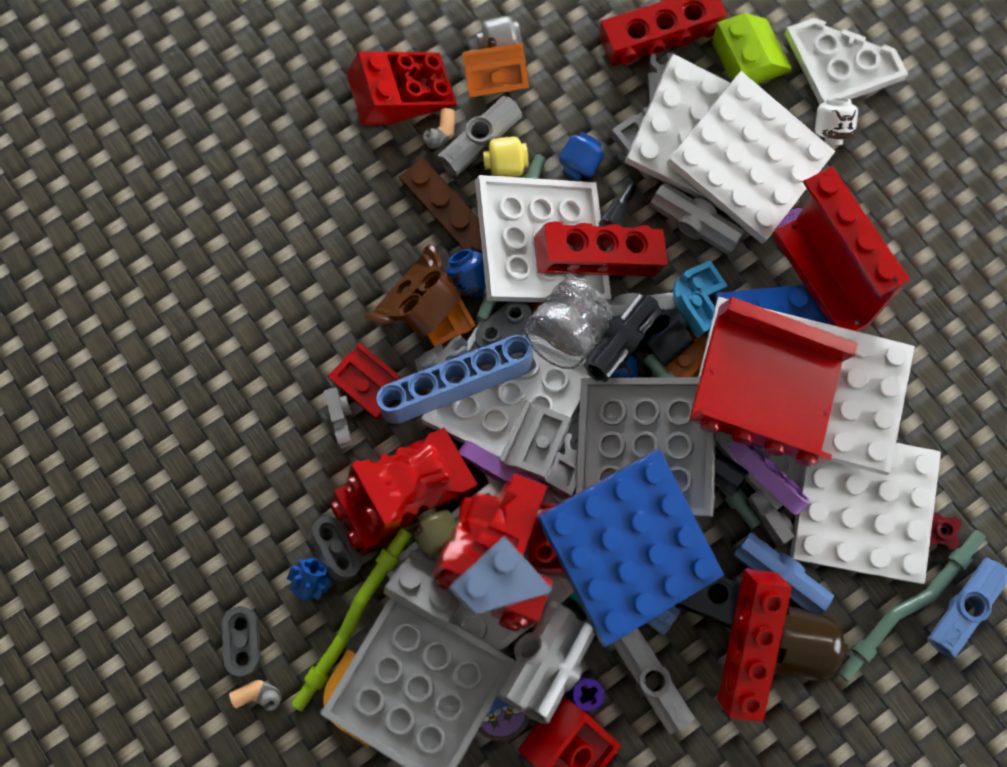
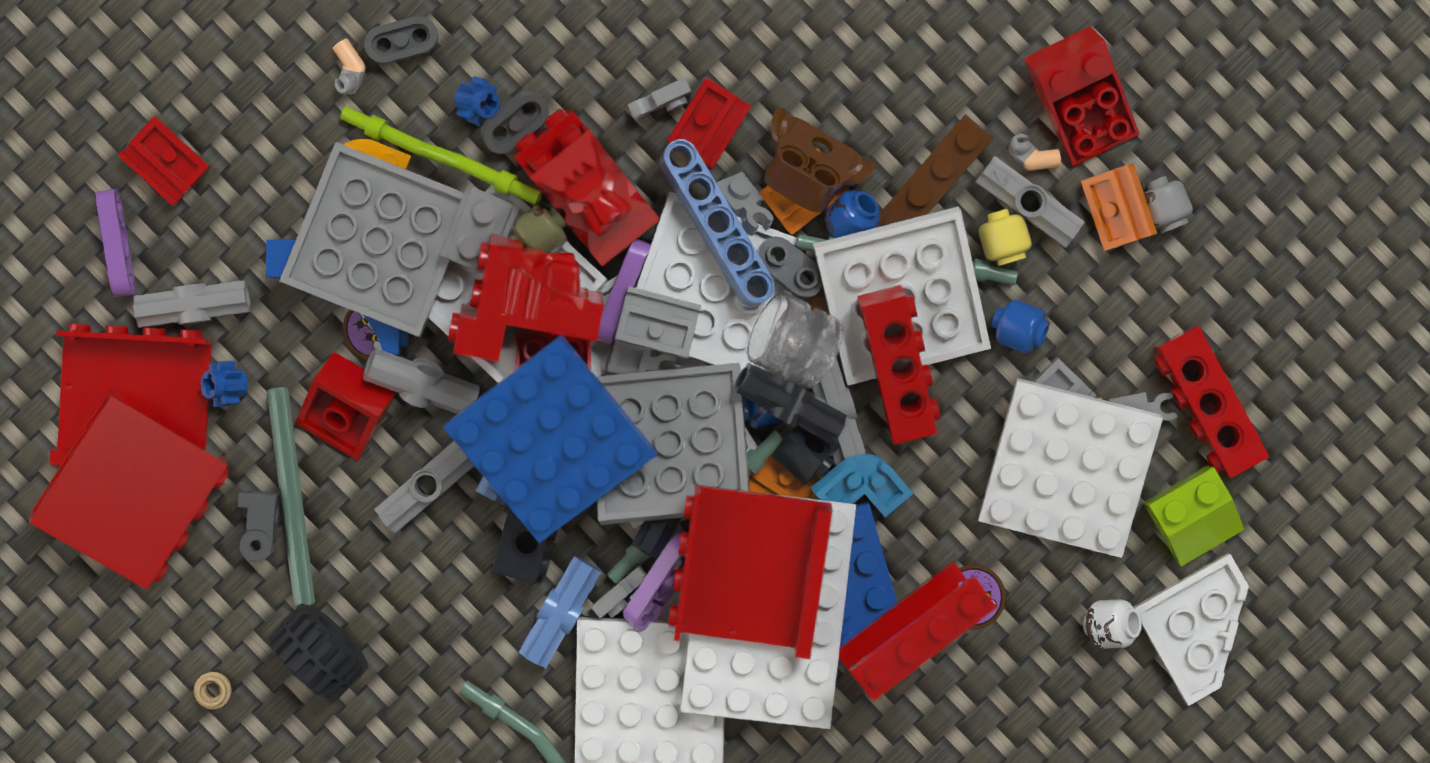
camera: 70 degrees right, 15 degrees up
(498, 580) = (485, 305): sand blue wing -> none
(536, 656) = (426, 357): light grey piece -> none
(595, 692) = (402, 426): dark purple bush -> none
(617, 209) = (959, 378): black axle -> none
(696, 218) = (963, 472): light grey piece -> none
(750, 157) = (1046, 526): white plate -> none
(754, 644) = (476, 583): red brick -> none
(810, 646) = (486, 637): dark brown cylinder -> none

